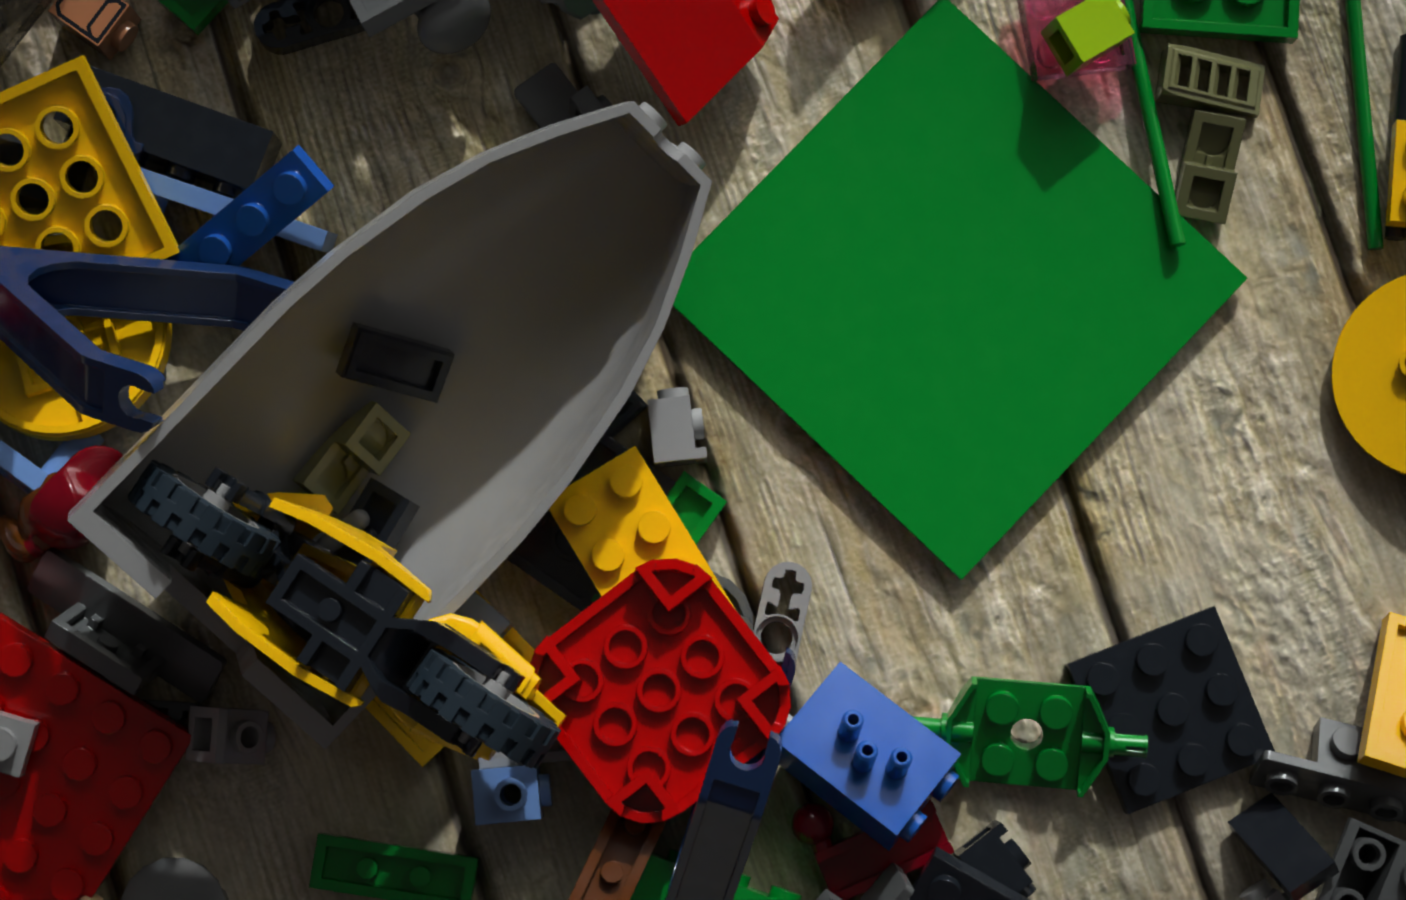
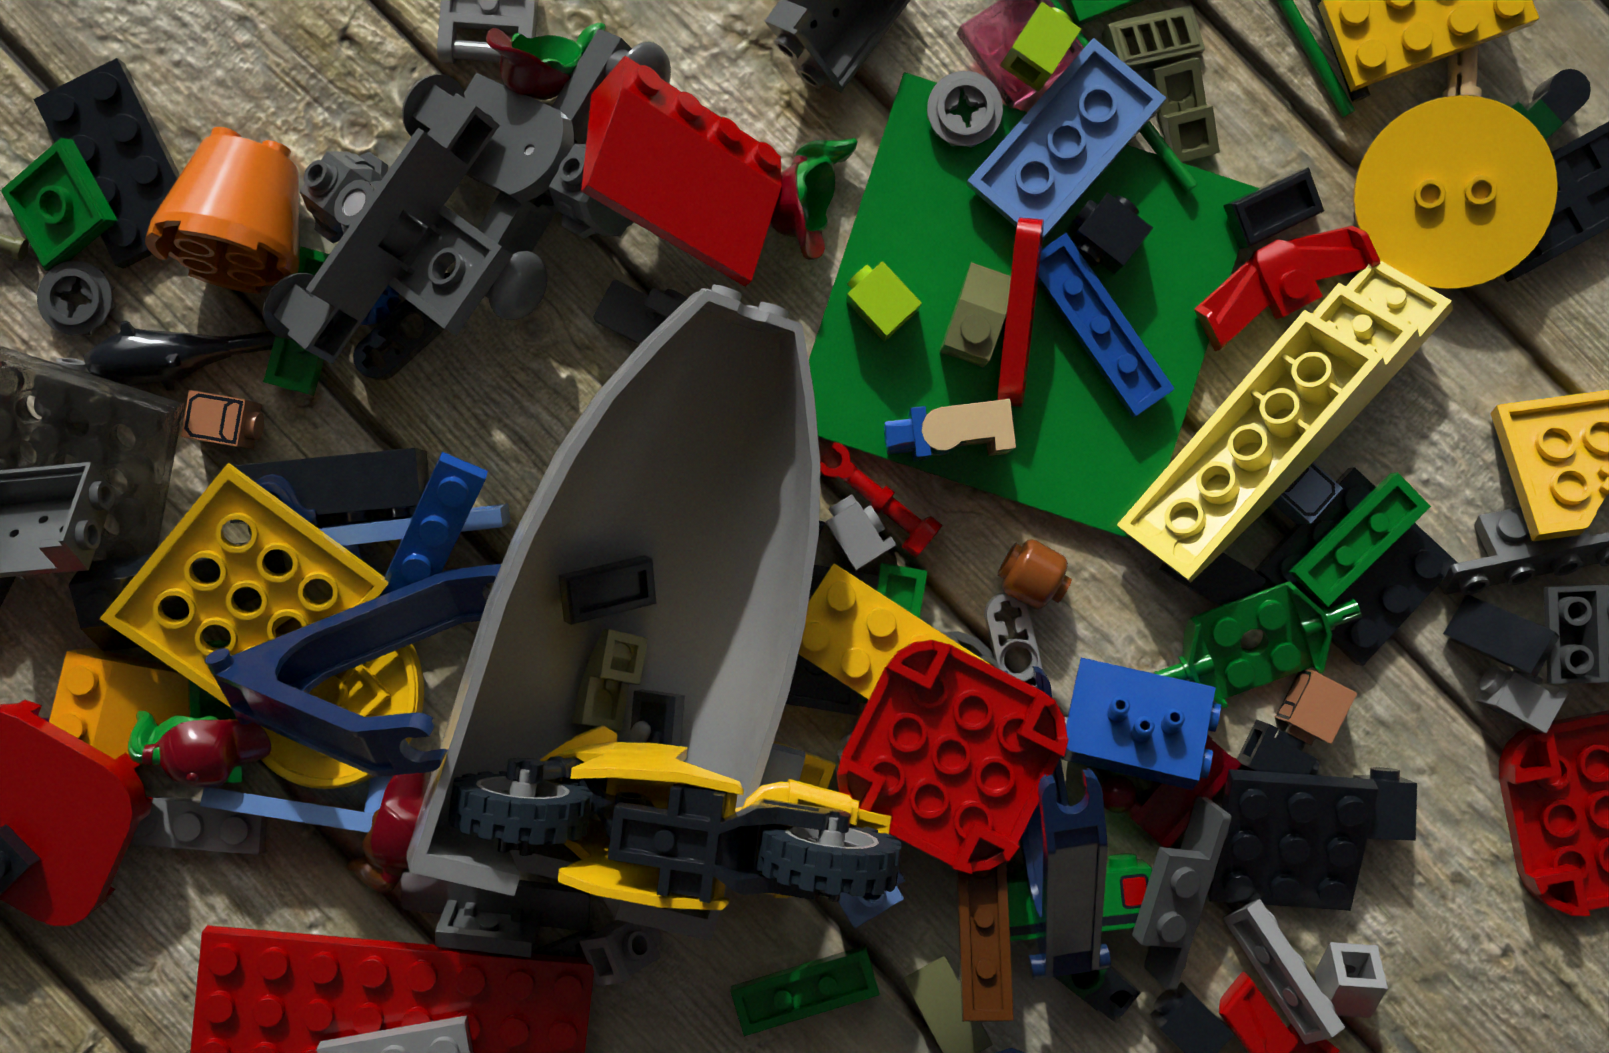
camera: 20 degrees left, 5 degrees up
(716, 409) = (882, 500): none -> red piece
(788, 68) = (808, 192): none -> hair
(810, 207) = (881, 299): none -> lime brick
(815, 364) = (952, 427): none -> tan hips
(834, 557) = (1034, 574): none -> dark orange head
(899, 268) = (977, 316): none -> olive slope
(943, 284) = (1020, 310): none -> red beam
(1006, 49) = (978, 92): none -> light grey gear
(1016, 641) = (1221, 581): none -> black tile
(1018, 336) = (1101, 327): none -> blue plate
(1058, 831) = (1315, 707): none -> nougat brick
(1070, 138) = (1067, 139): none -> medium blue plate
(1071, 247) = (1109, 232): none -> black brick
(1145, 596) = (1308, 495): none -> sand blue brick
(1163, 515) = (1284, 416): none -> light yellow slope
(1181, 677) = (1359, 539): none -> green plate
(1229, 380) = (1283, 279): none -> red plate
(1253, 305) = (1273, 208): none -> black tile

